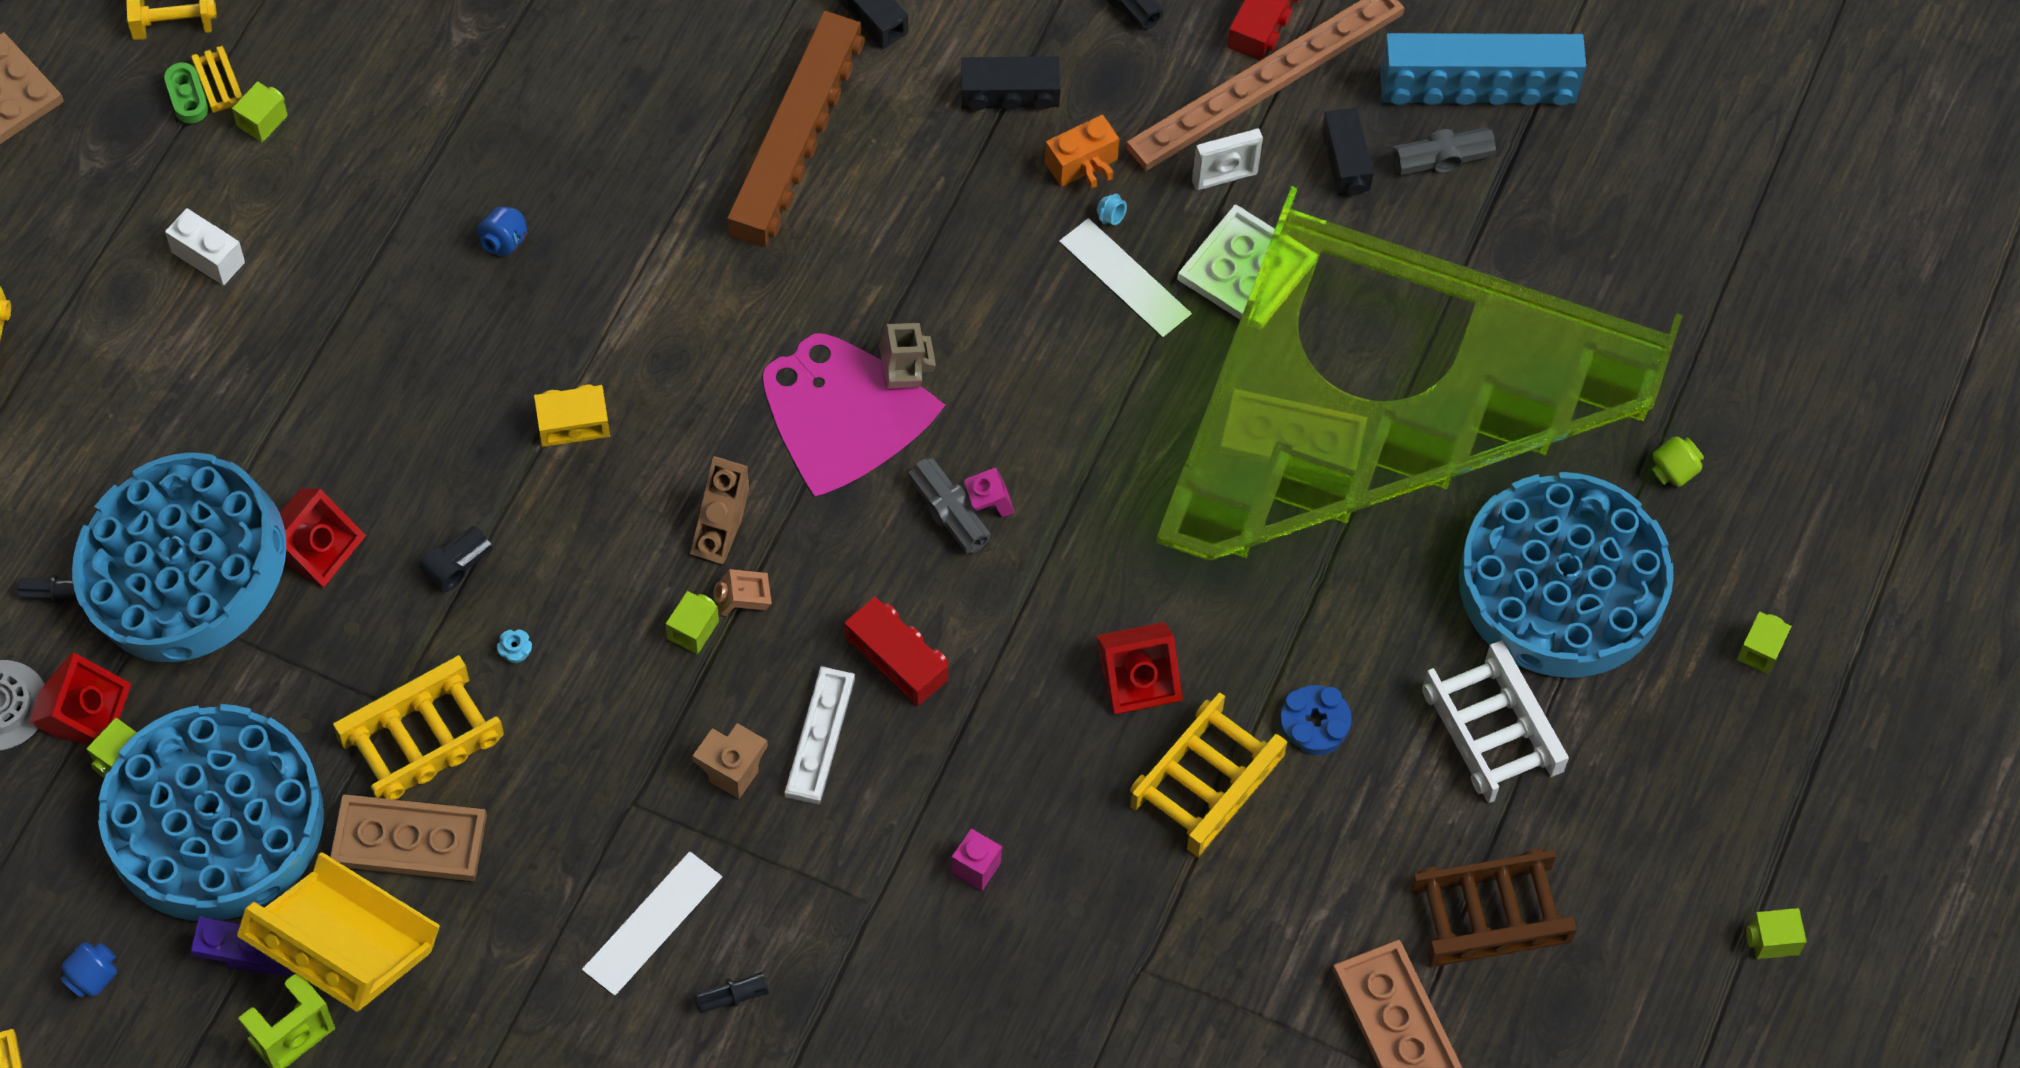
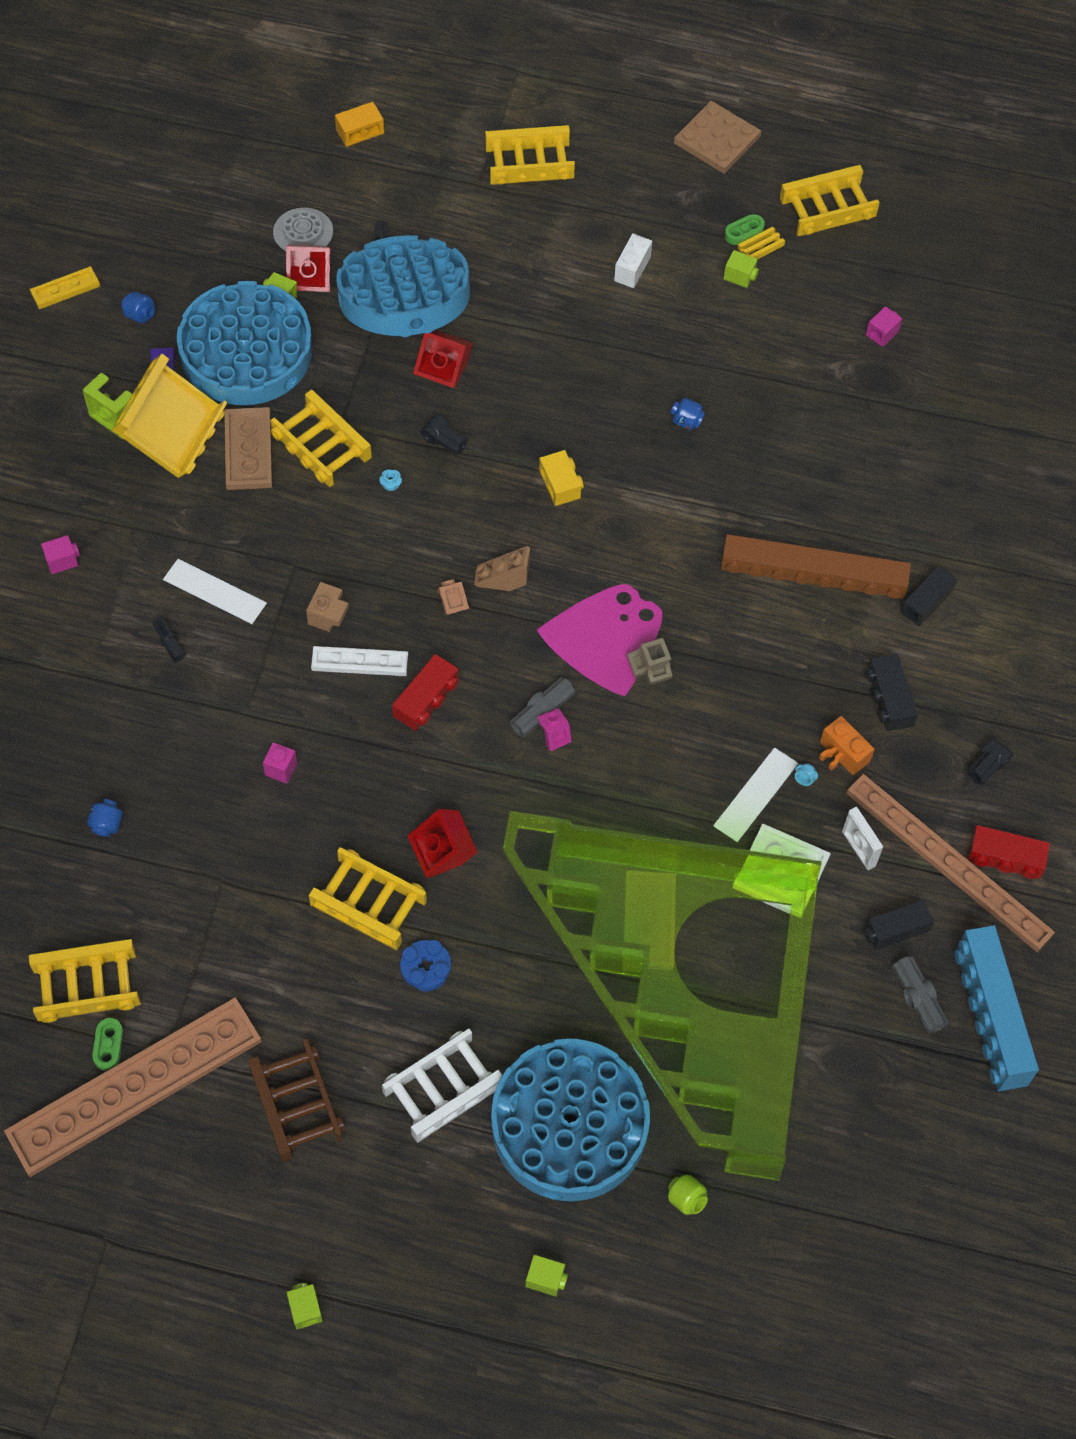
camera: 80 degrees right, 0 degrees up
(692, 621) = (424, 571): lime brick -> none

